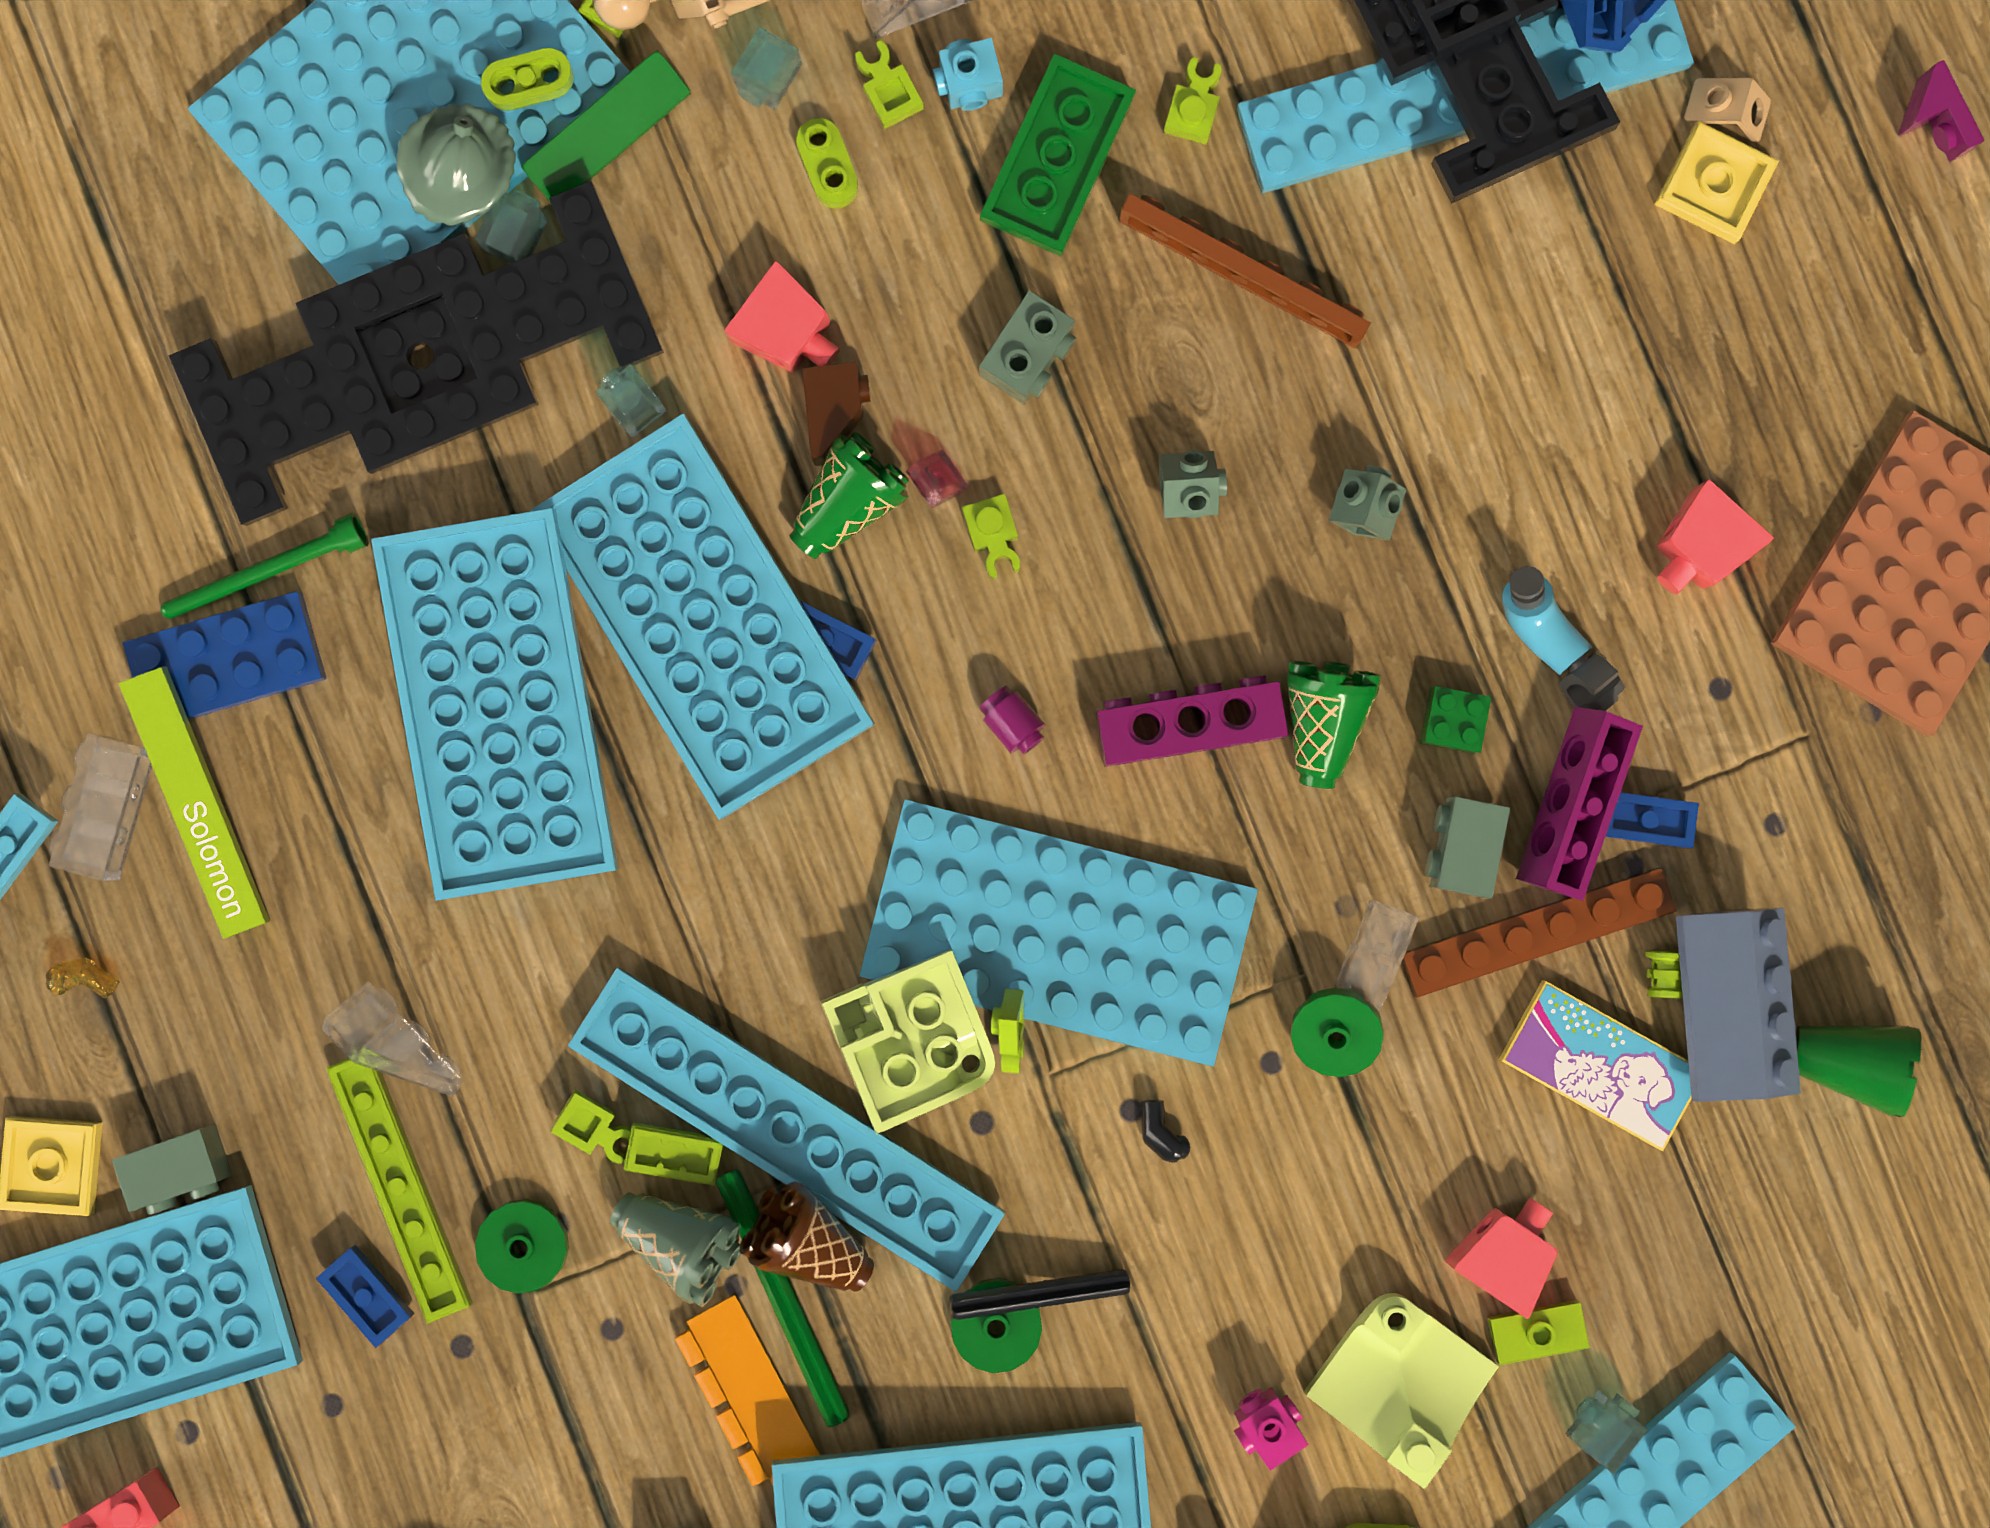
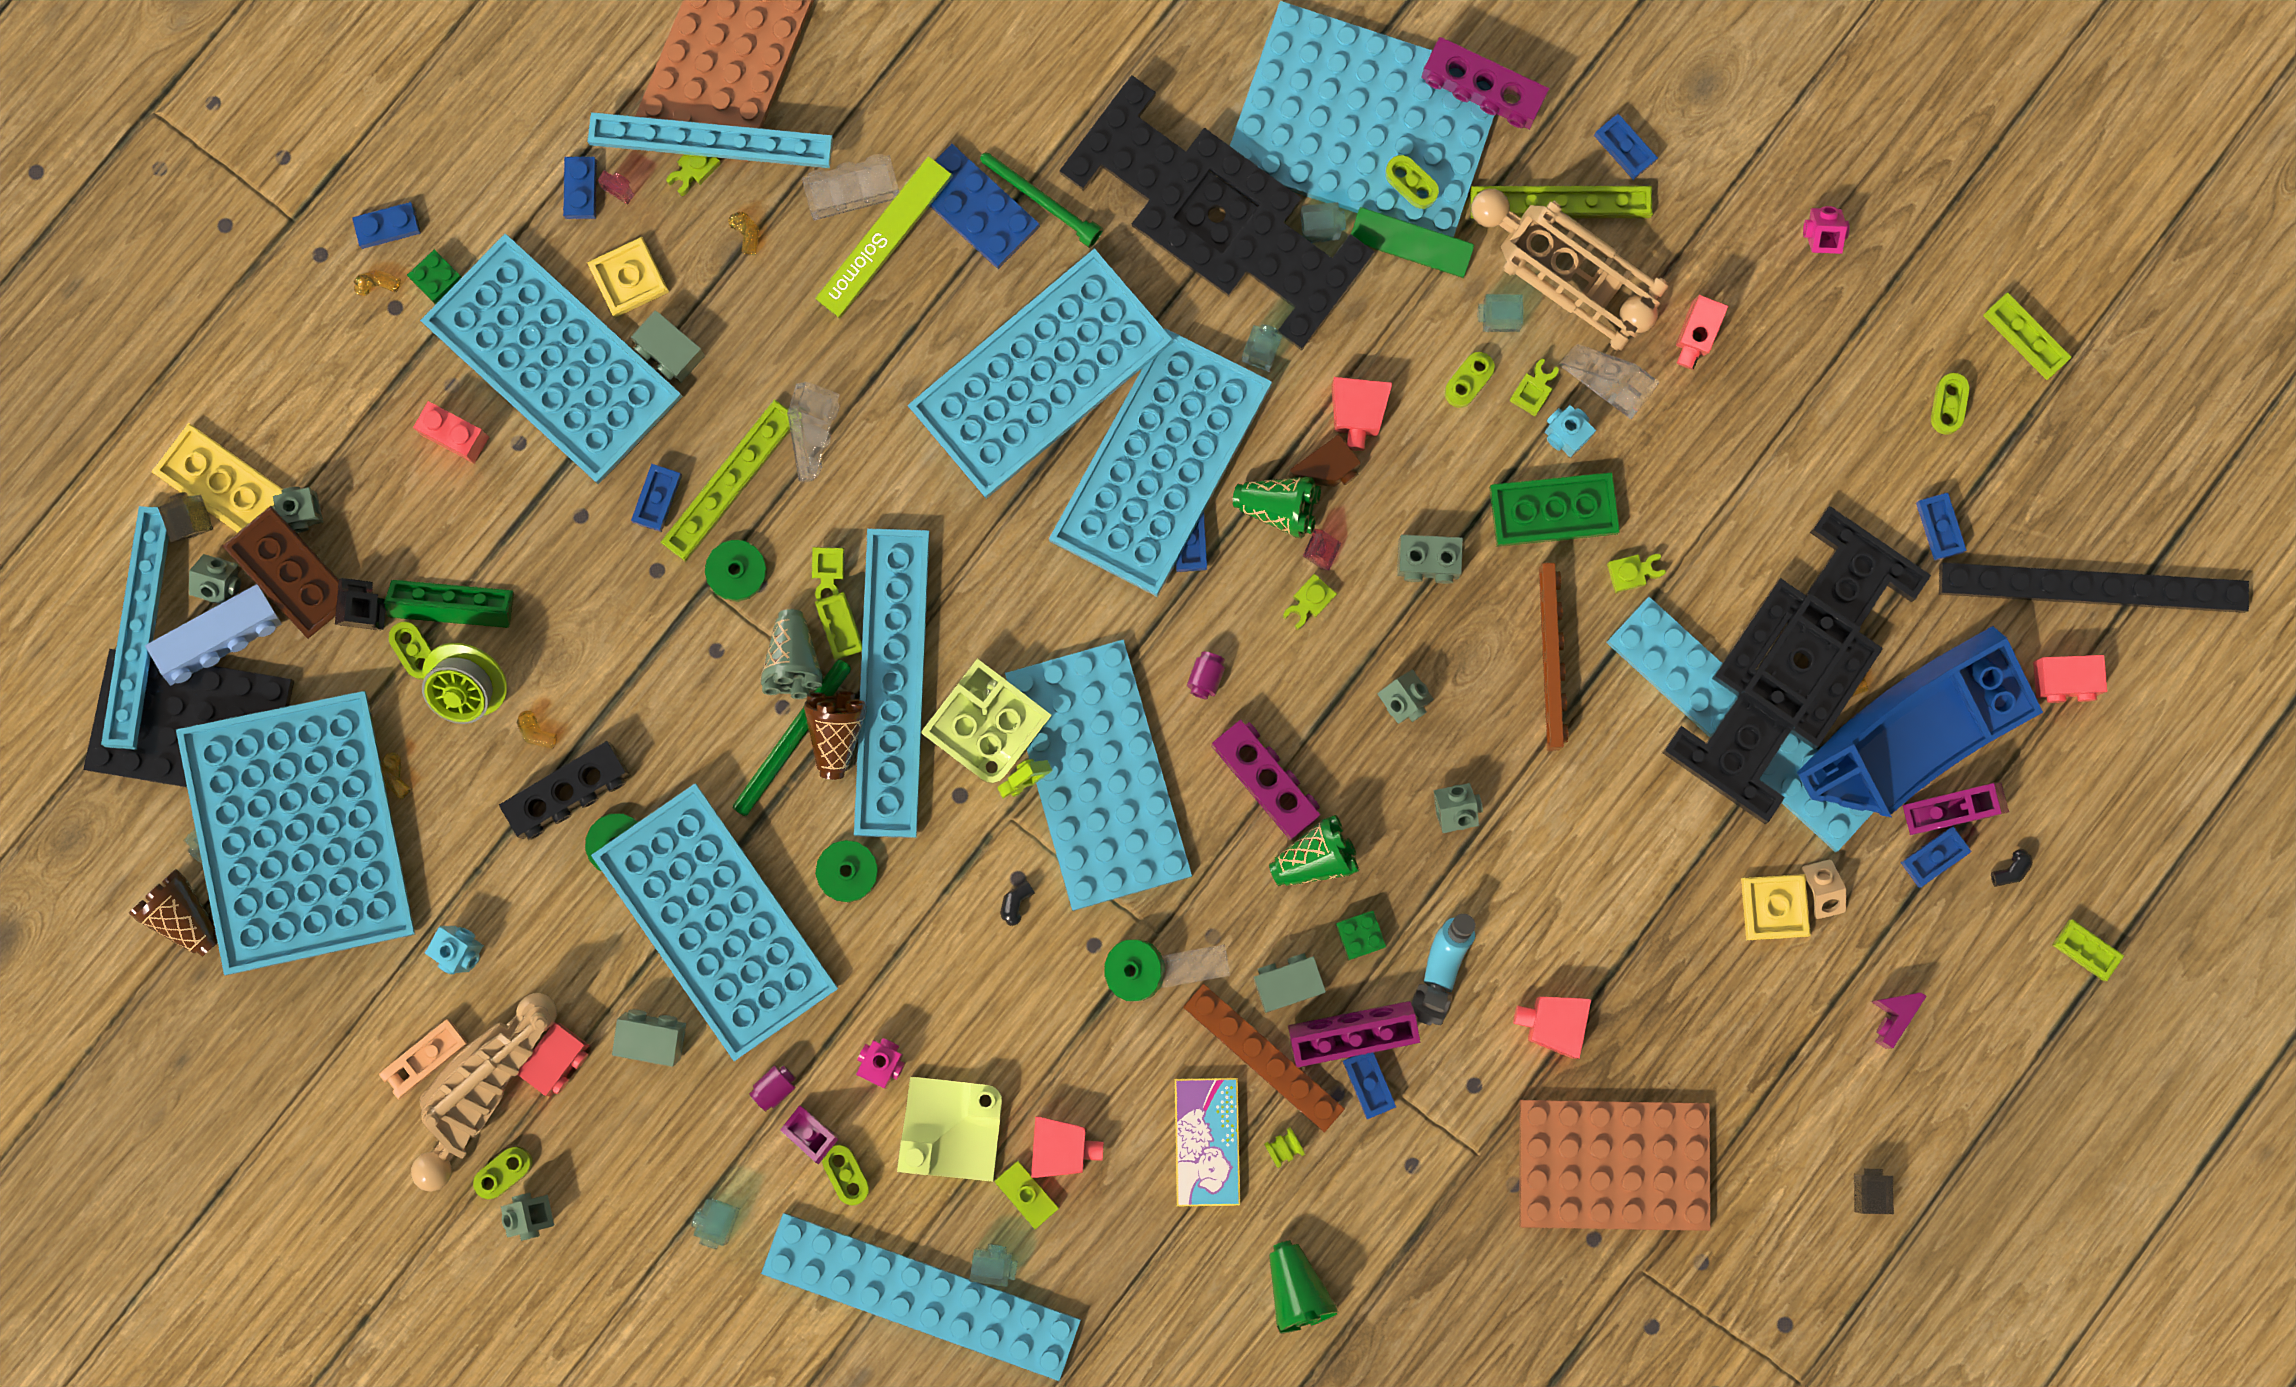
camera: 55 degrees right, 5 degrees down
(455, 163) = (1338, 170): sand green piece -> none
(746, 1378) = (731, 747): light orange windscreen -> none
(1039, 1294) = (880, 884): black axle -> none
(1738, 1004) = (1289, 1196): sand blue slope -> none

